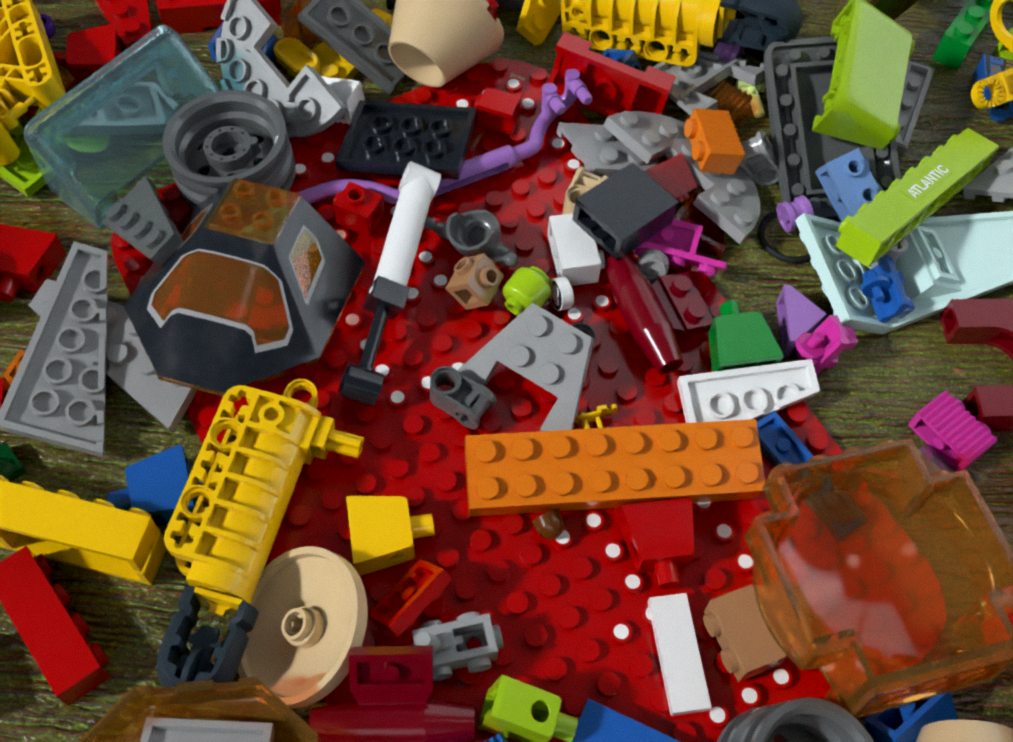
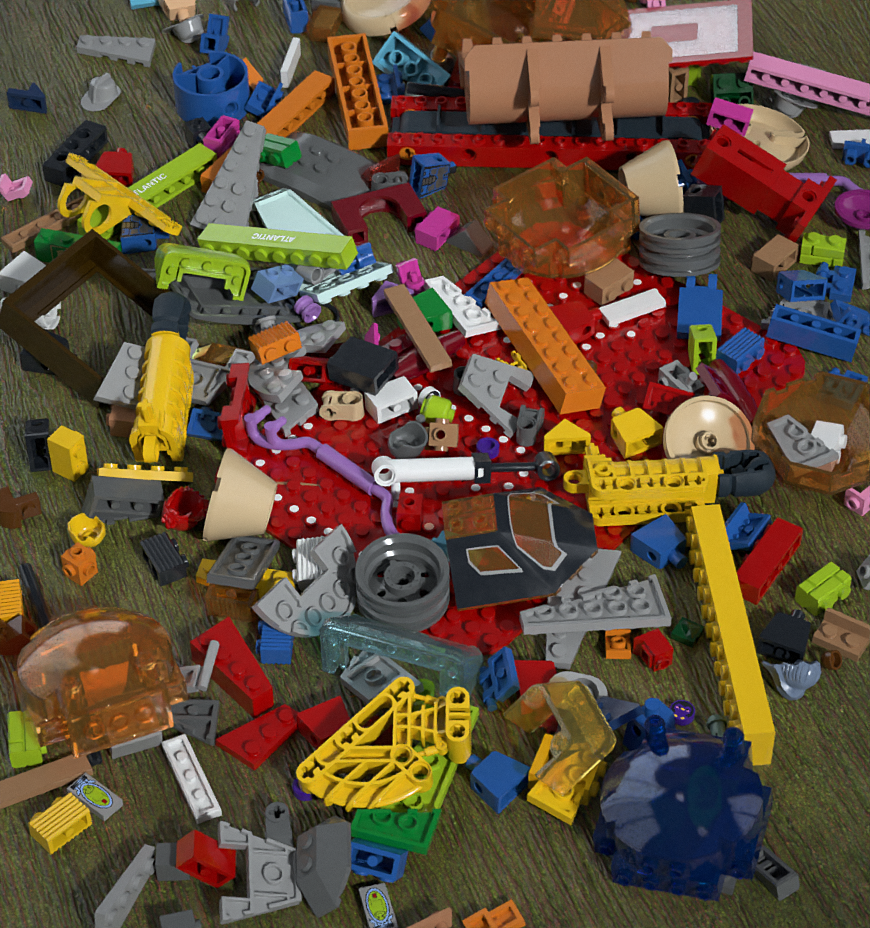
camera: 105 degrees left, 15 degrees down
(40, 214) = (498, 679): none -> blue plate
(122, 620) = (745, 527): none -> blue bracket
(145, 223) = (483, 608): dark grey wing -> none
(391, 134) = (336, 496): black plate -> none
(407, 435) = (566, 439): none -> yellow slope
(443, 338) = (489, 446): none -> dark purple tile
(498, 110) = (283, 464): red window -> none
(686, 298) = (417, 328): none -> medium nougat tile

